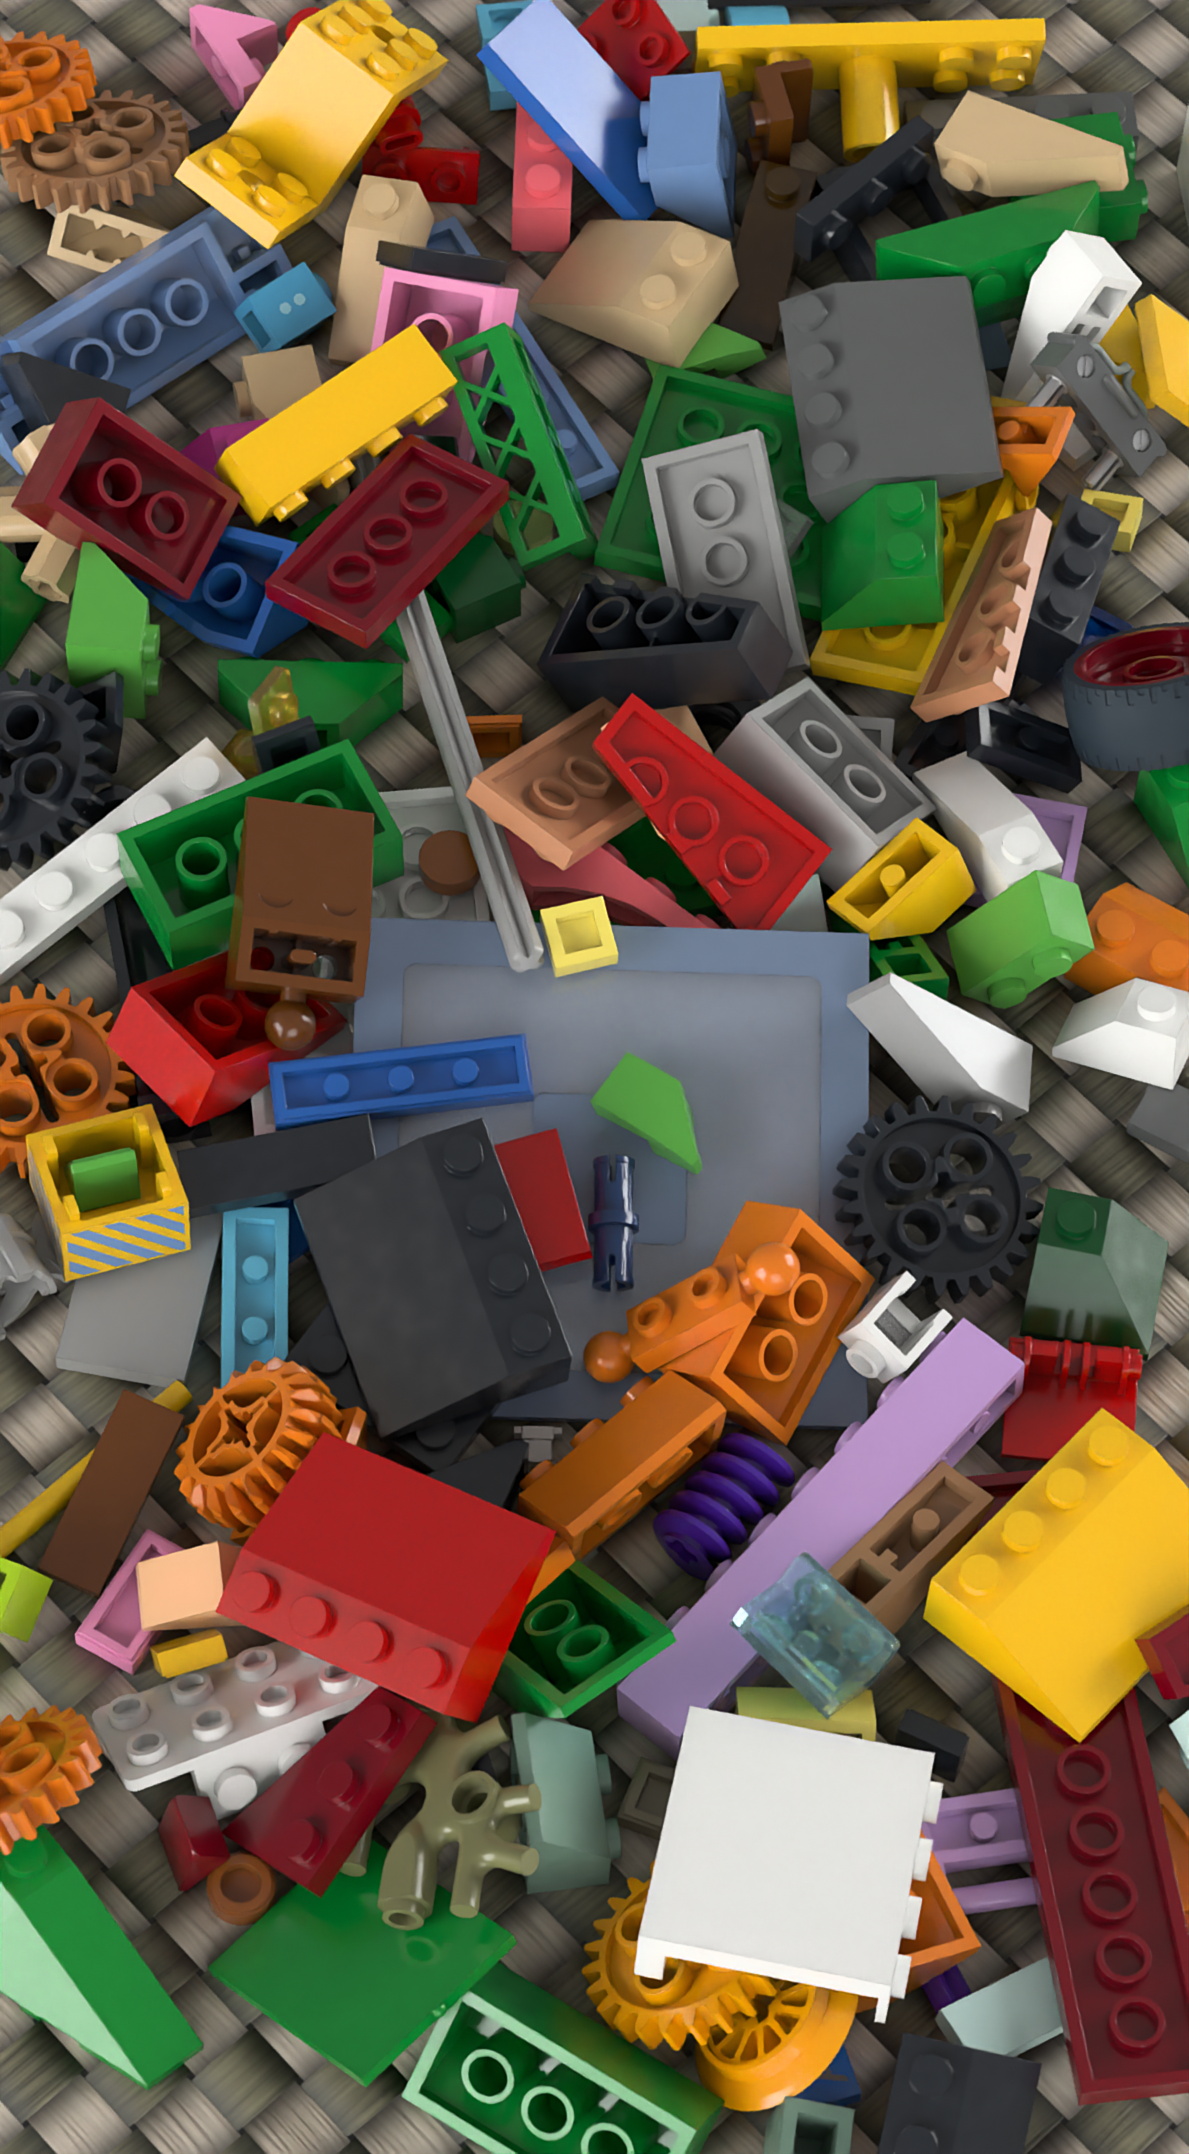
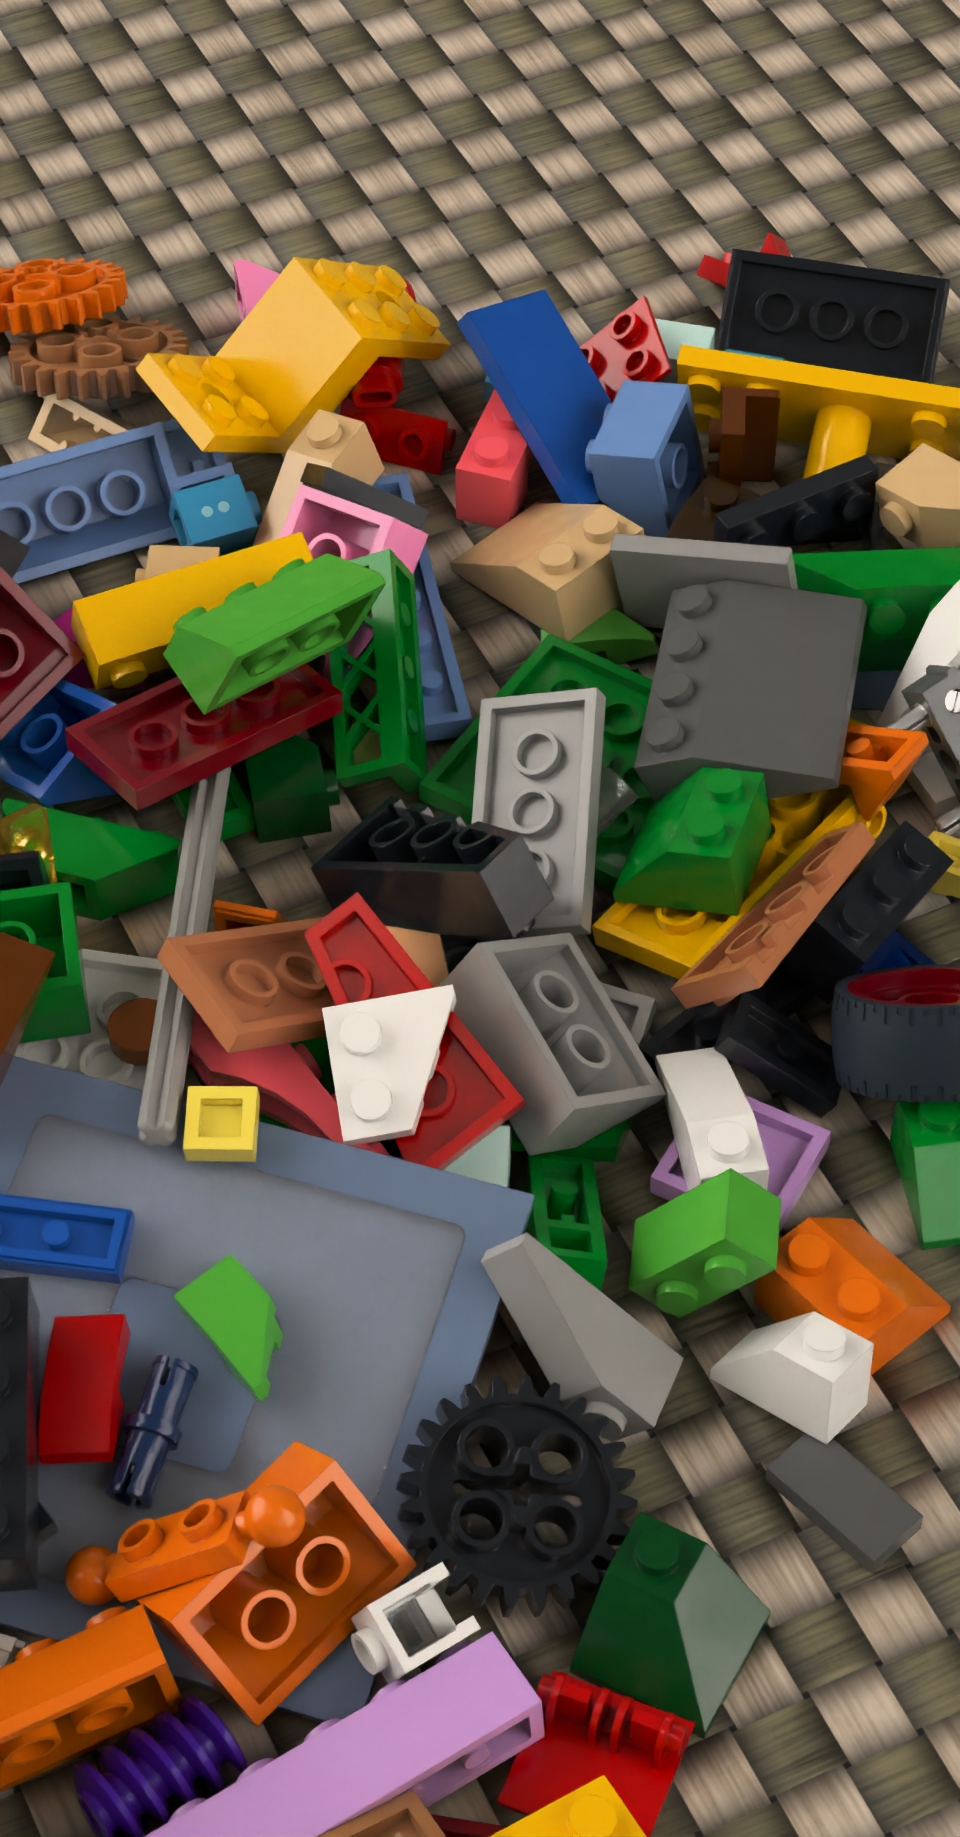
camera: 20 degrees right, 10 degrees down
(431, 433) = (270, 628): none -> bright green slope
(702, 843) = (384, 1059): none -> white wing
(756, 283) = (654, 566): none -> light grey tile
(906, 886) = (597, 1161): yellow slope -> none

